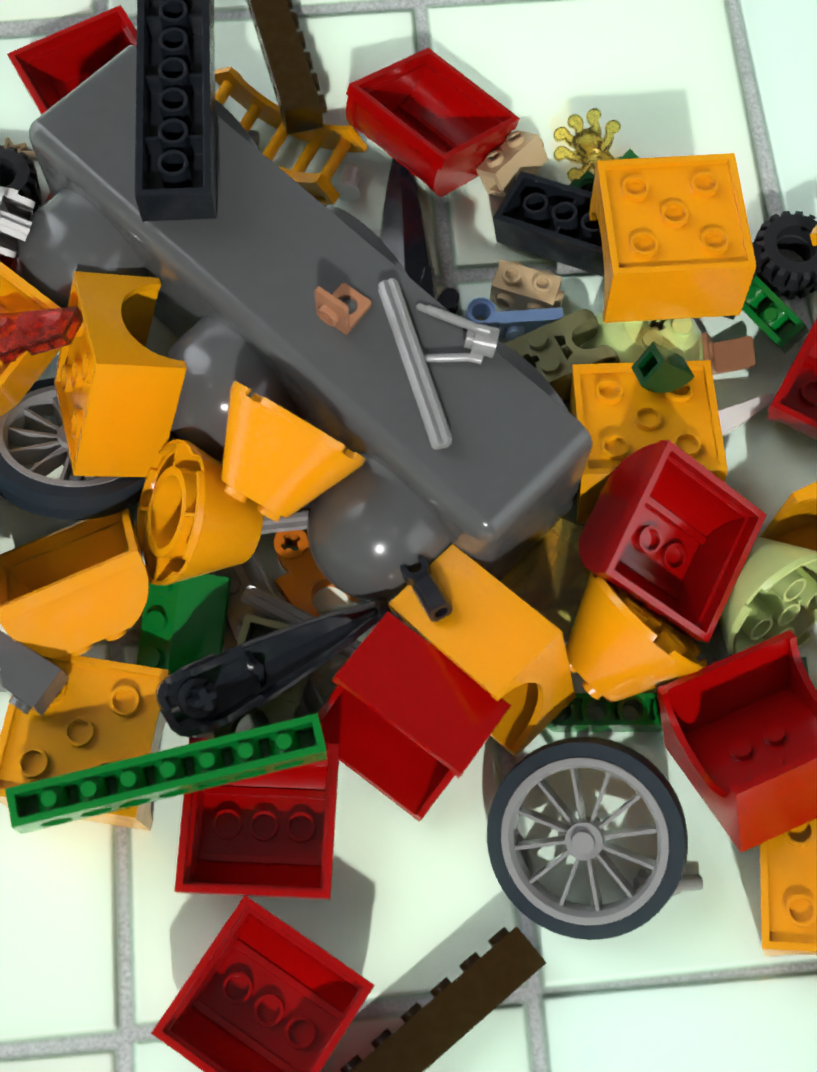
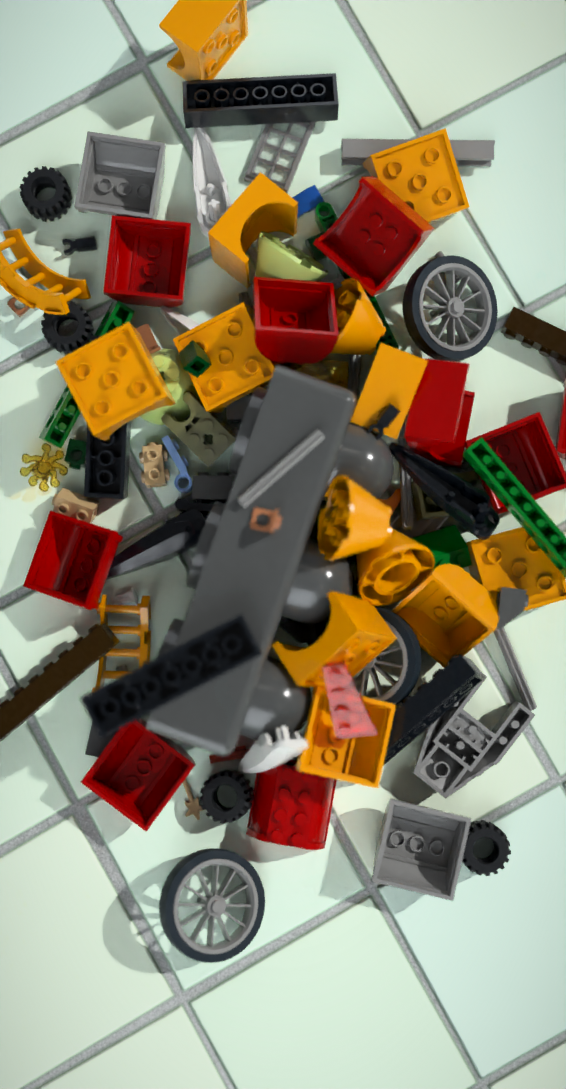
camera: 115 degrees left, 15 degrees up
(479, 338) = (254, 440): light grey plant -> none

